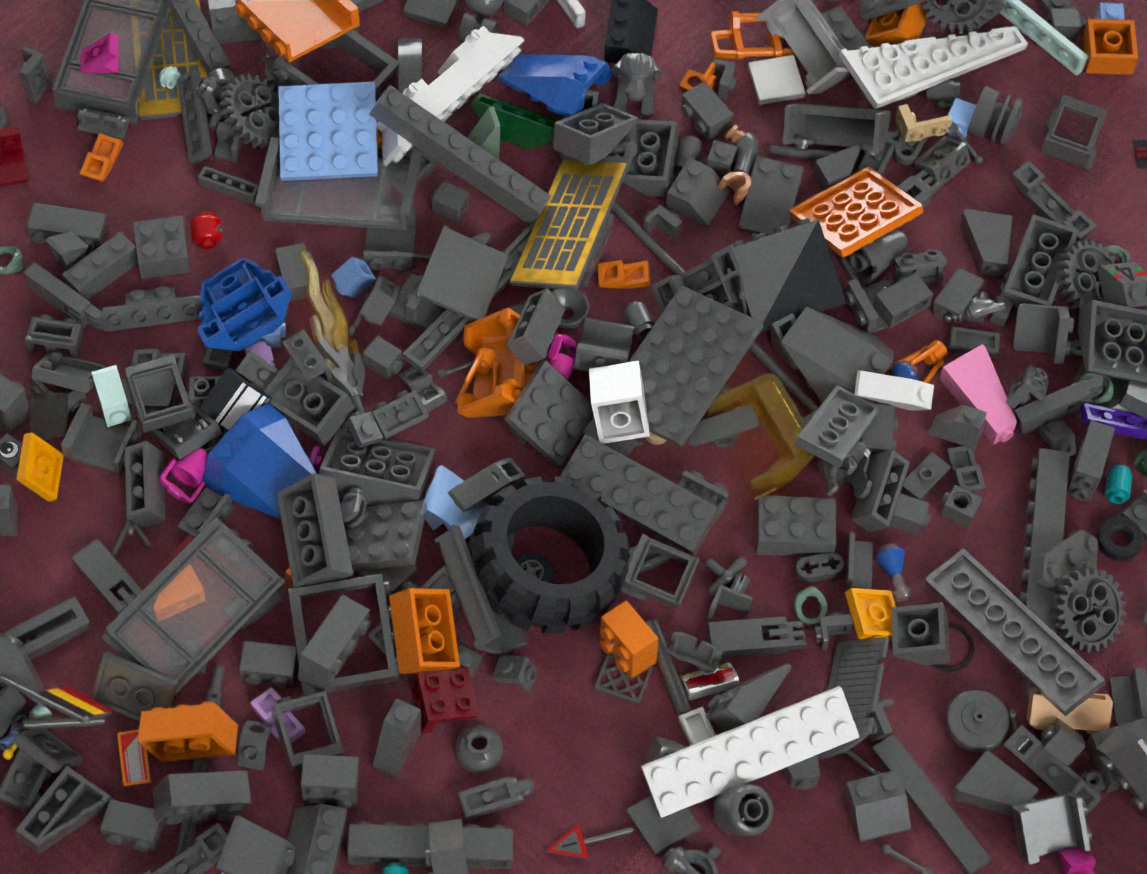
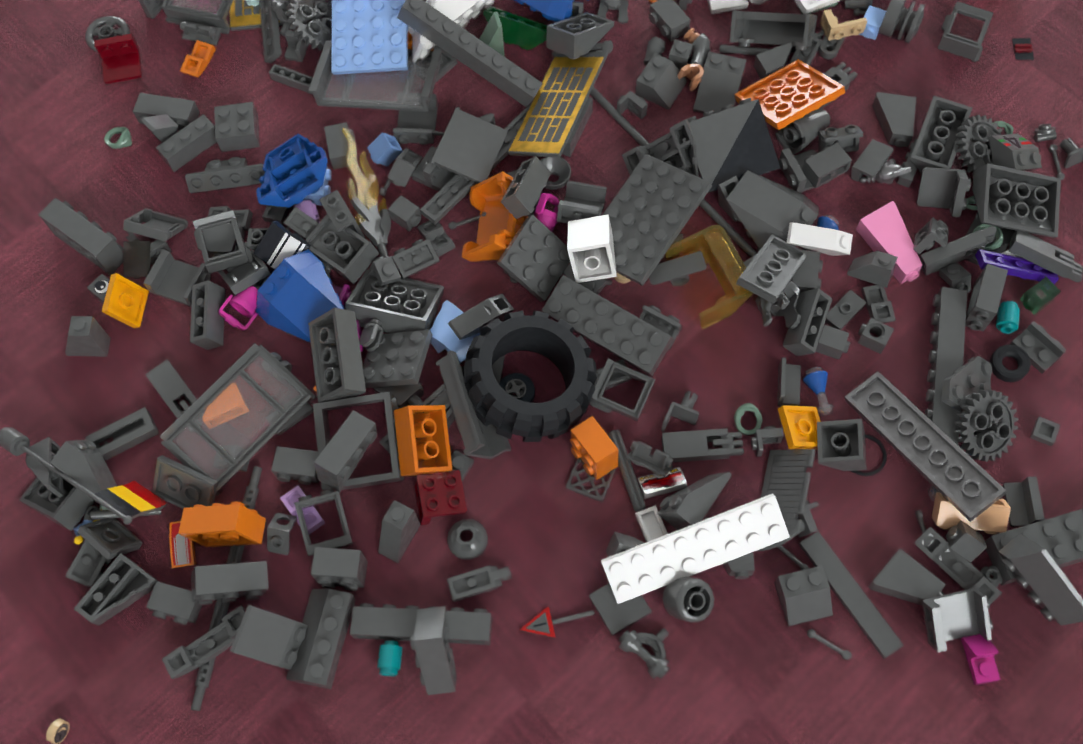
camera: 10 degrees right, 5 degrees up
(52, 342) = (145, 201): dark grey window -> none
(62, 297) = (156, 166): dark grey hinge -> none
(111, 396) = (185, 243): light aqua slope -> none
(129, 527) = (190, 355): dark grey plant -> none
(204, 511) = (258, 333): dark grey bracket -> none
(206, 230) = (273, 113): red head -> none
(449, 201) = (464, 90): dark grey brick -> none
(482, 364) = (484, 217): orange plant -> none
(515, 670) = (500, 473): dark grey bracket -> none
(624, 276) = (596, 147): orange slope -> none
(637, 315) = (610, 178): dark grey brick -> none
(656, 156) = (628, 53): dark grey slope -> none
(725, 576) = (677, 393): dark grey piece -> none
(795, 526) = (736, 351): dark grey brick -> none
(819, 567) = (755, 383): dark grey beam -> none
(930, 355) = (849, 210): orange plant -> none
(944, 159) = (859, 54): dark grey bracket -> none
(954, 129) = (868, 29): dark grey hinge -> none
(964, 340) = (877, 198): dark grey tile -> none
(977, 721) = (890, 521): dark grey wheel -> none
(1047, 202) = (943, 87): dark grey slope -> none

